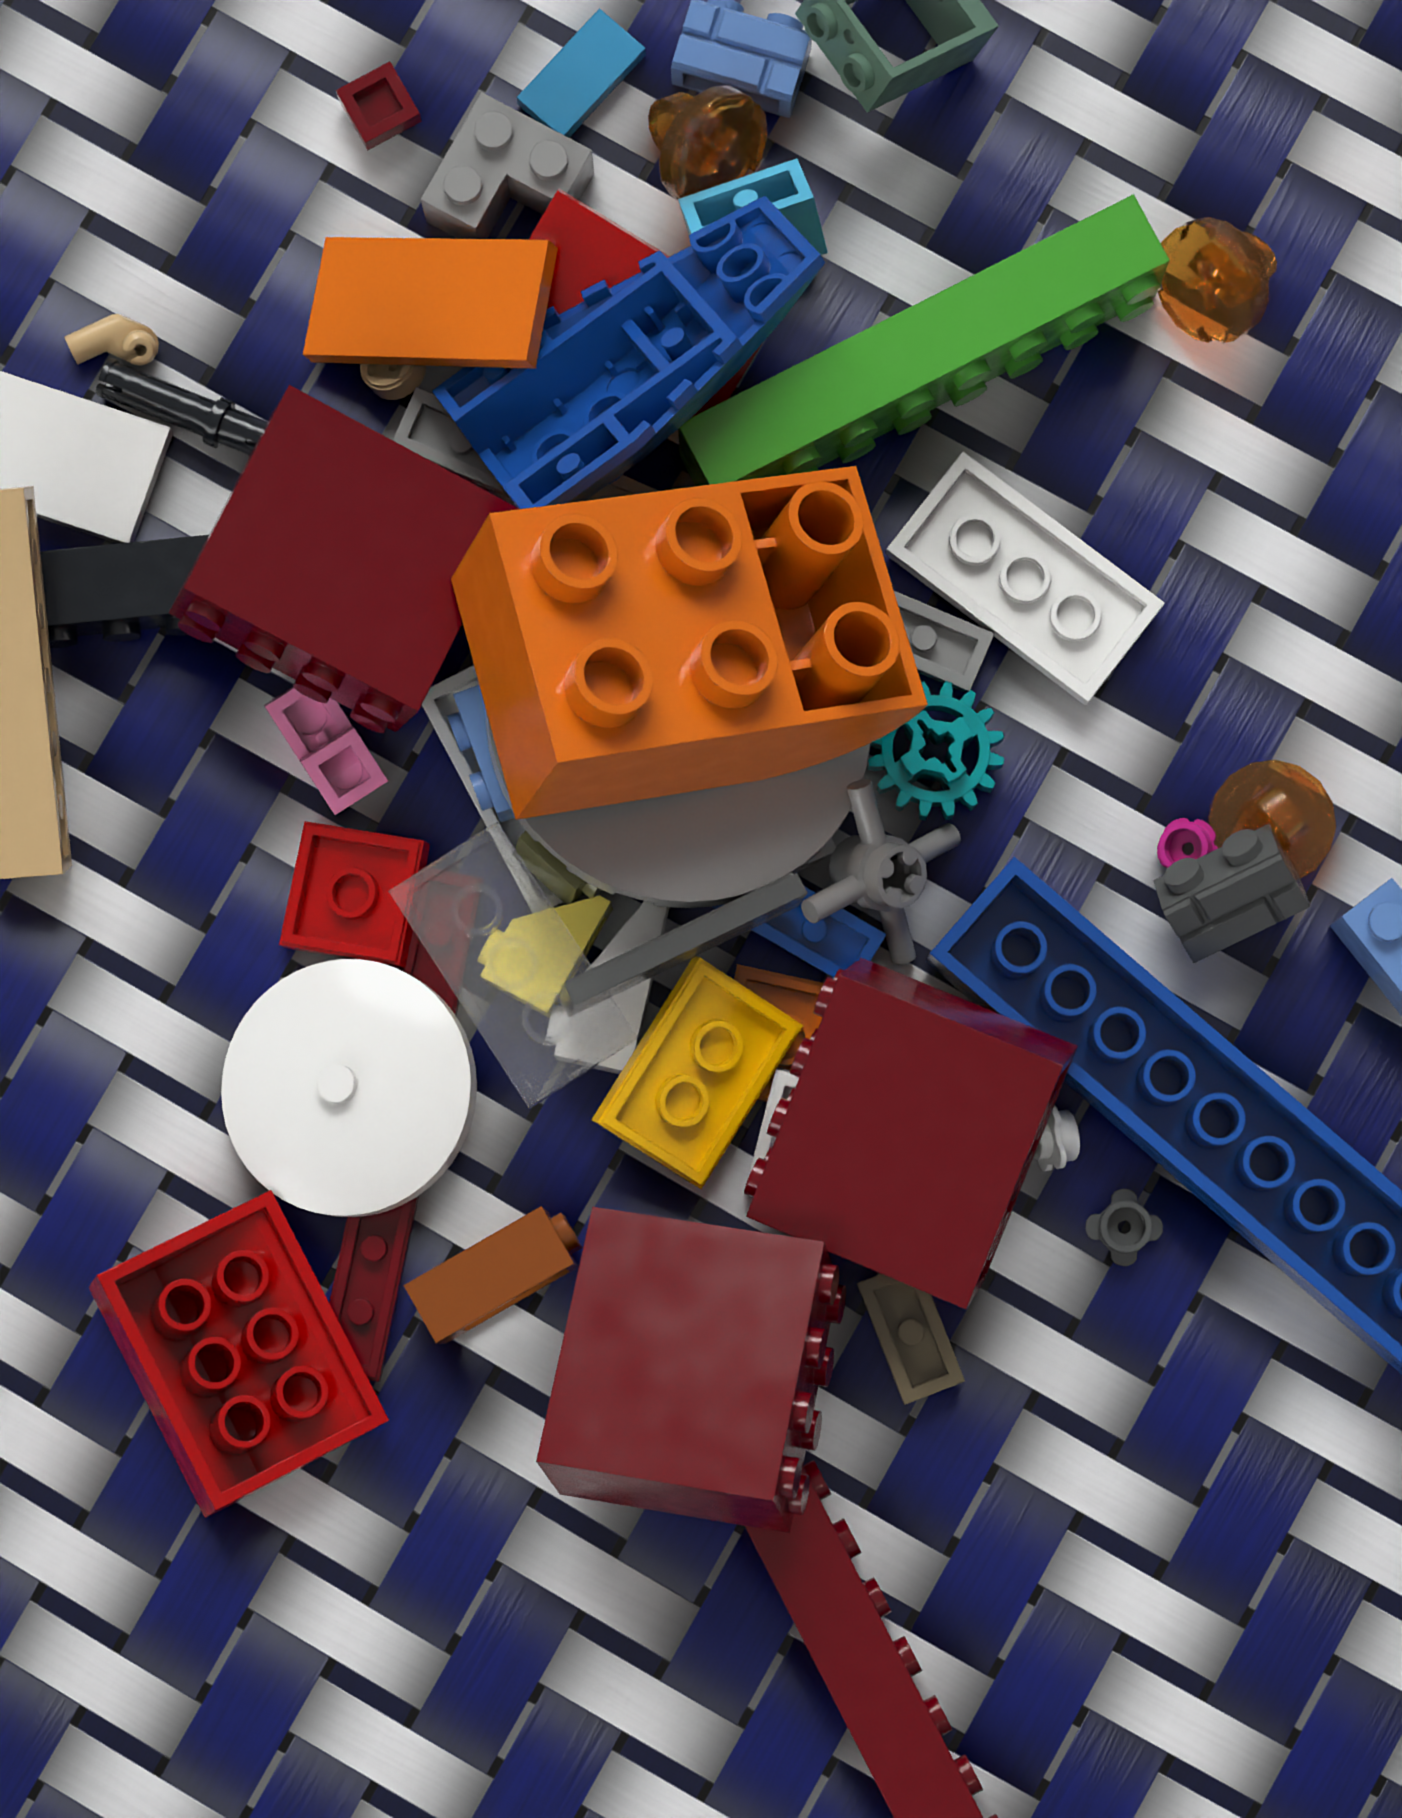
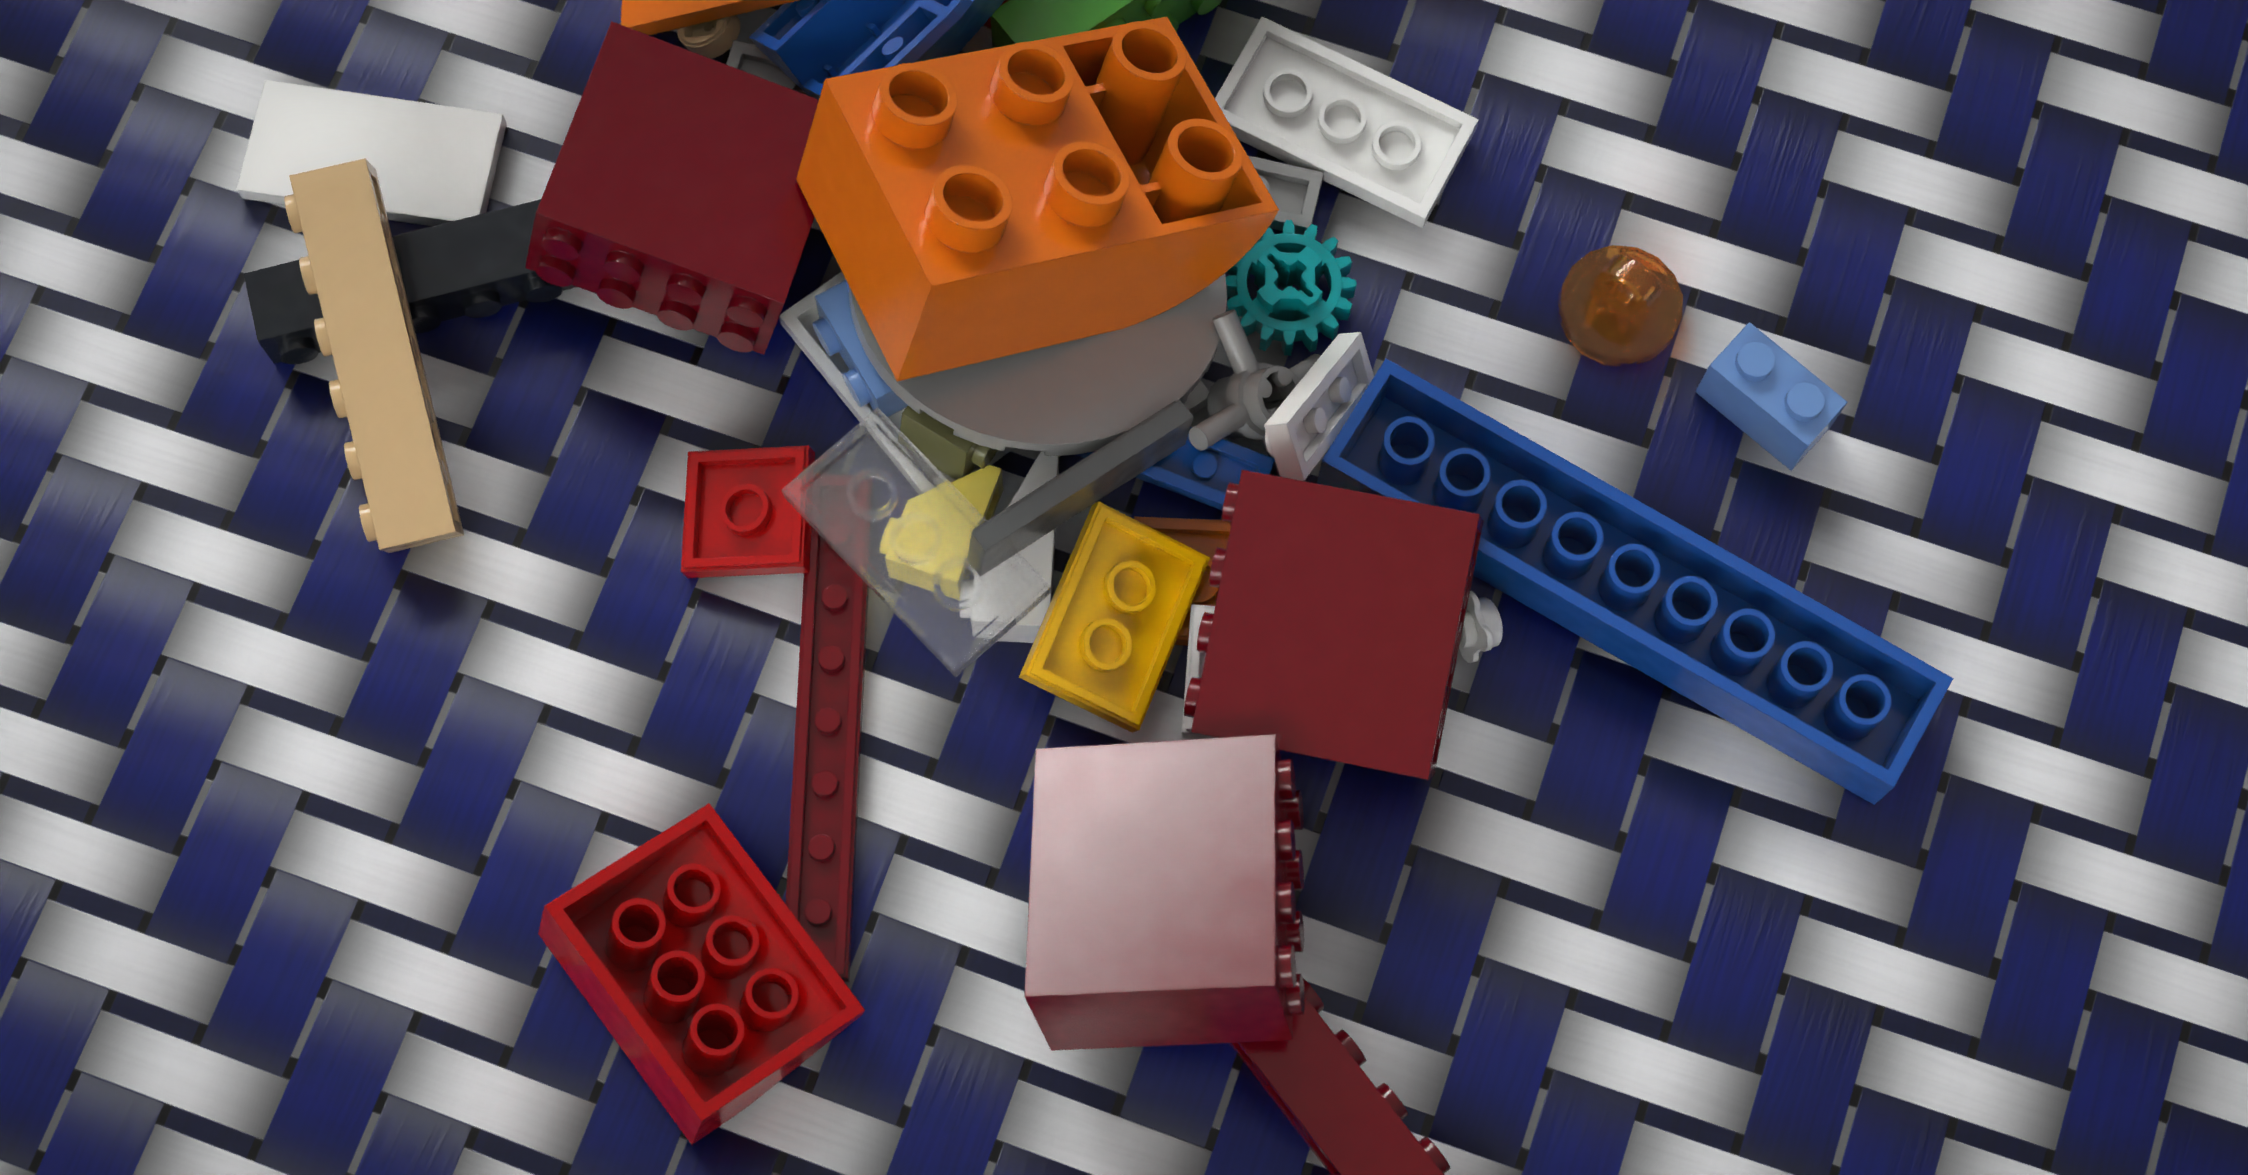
camera: 15 degrees left, 10 degrees down
(117, 336) = (437, 43): tan arm -> none
(212, 419) = (544, 101): black pin -> none
(327, 748) = (698, 379): bright pink slope -> none
(348, 1088) = (772, 694): white dish -> none
(494, 1274) = (948, 842): dark orange window -> none
(910, 1337) = (1371, 836): dark tan plate -> none
(939, 894) = (1318, 407): none -> white plate
(1142, 1227) = (1560, 683): dark grey plate -> none
(1182, 832) = (1542, 323): dark pink plate -> none
(1230, 892) = (1598, 362): dark grey brick -> none

